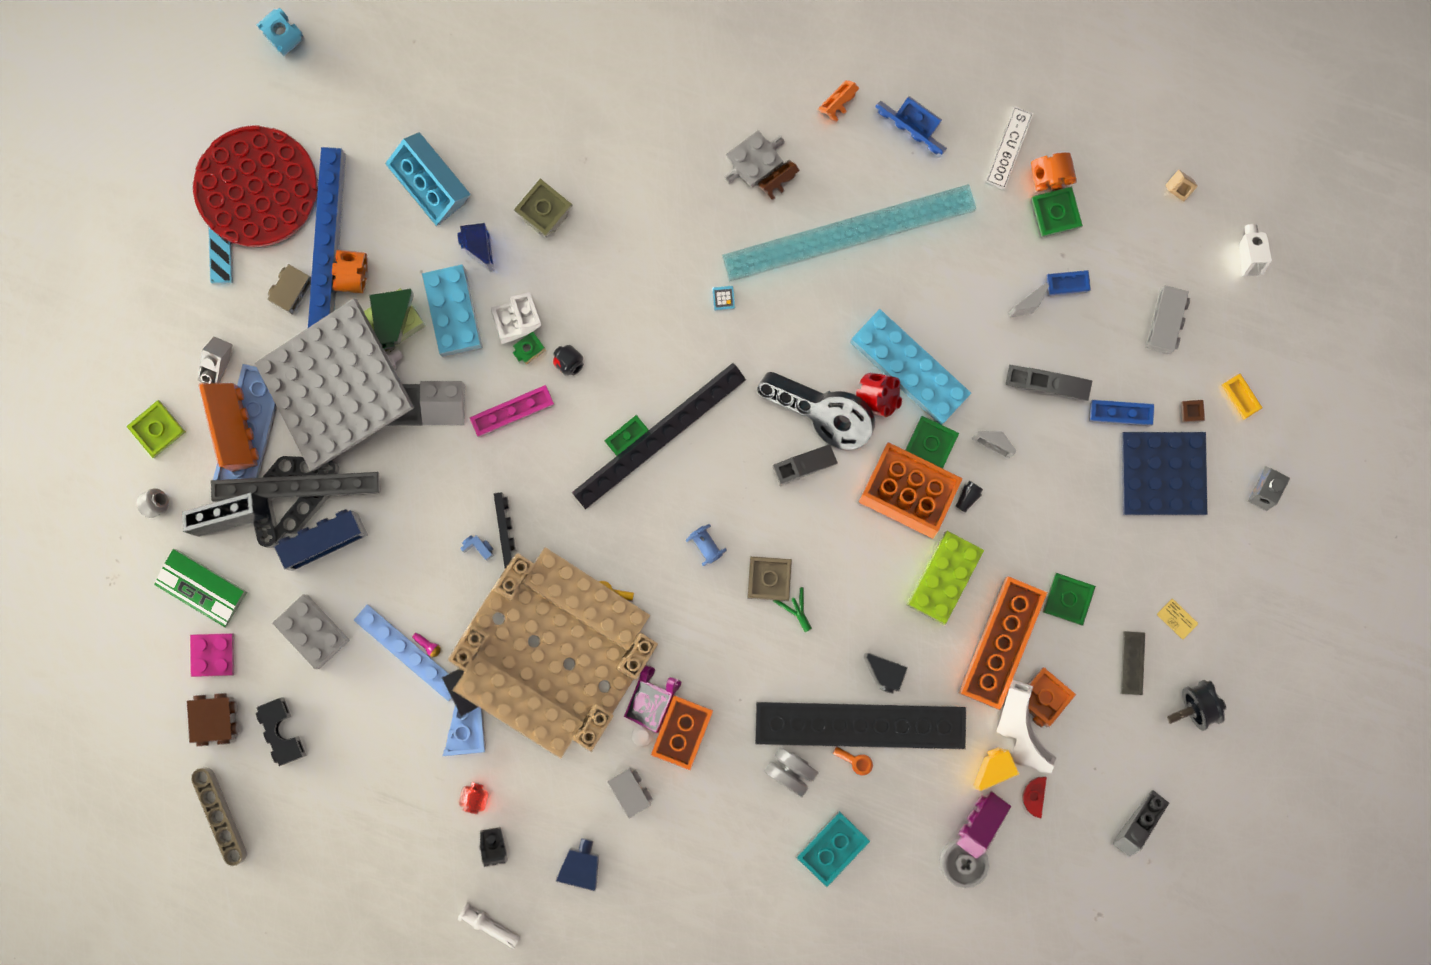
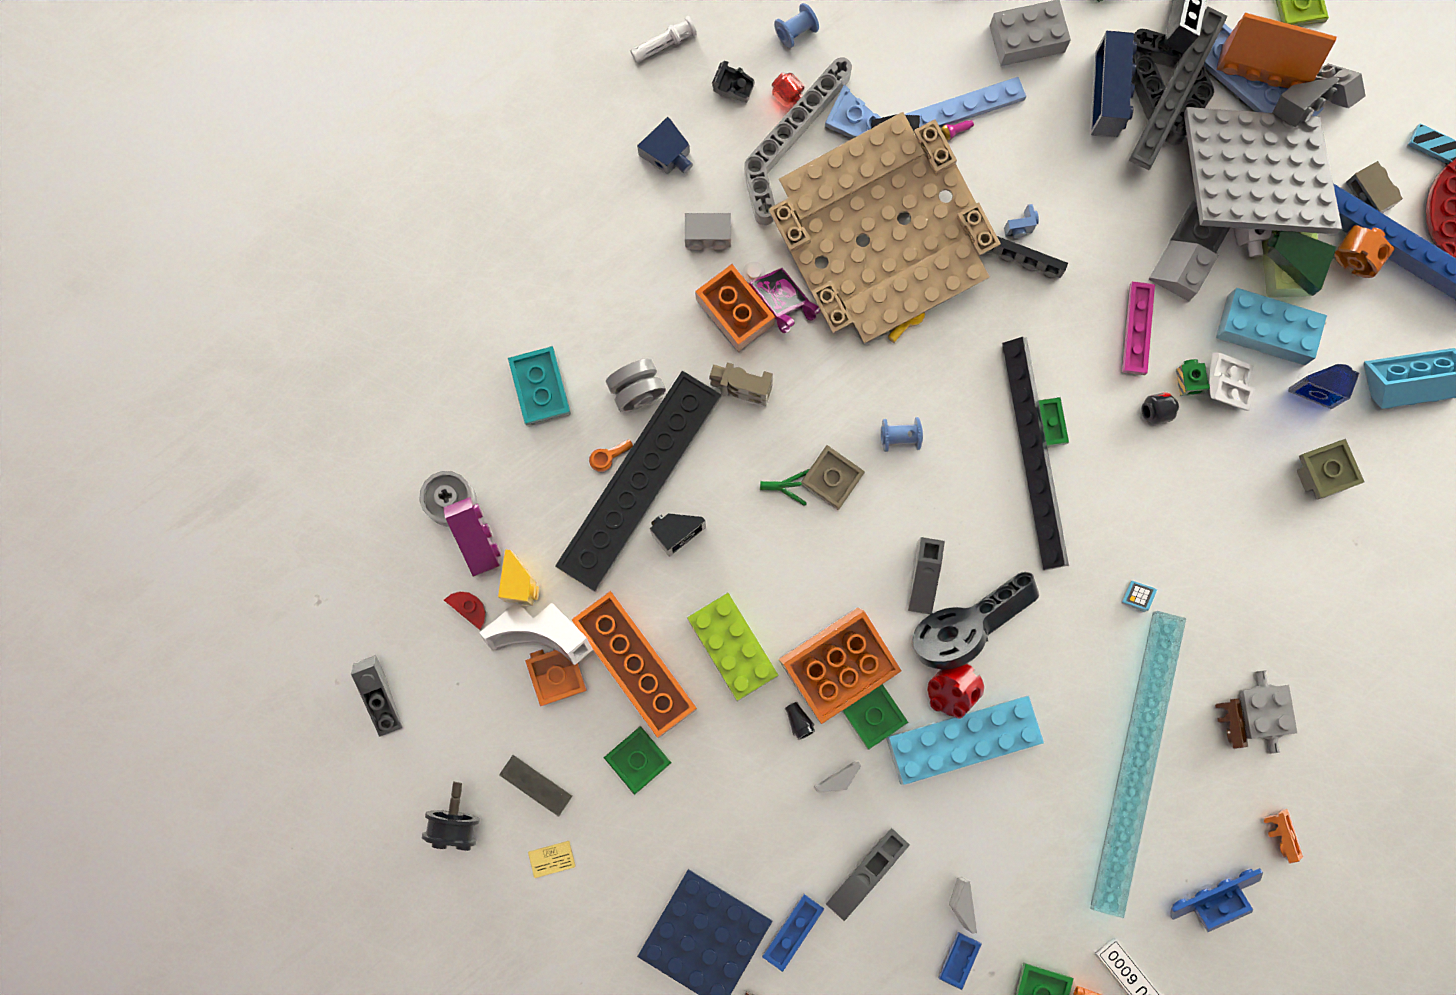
camera: 120 degrees right, 5 degrees down
(253, 384) = (1303, 99): none -> dark grey slope
(414, 824) = (796, 25): none -> medium blue hose
(506, 772) = (794, 131): none -> light grey beam
(741, 691) = (742, 384): none -> dark tan hips

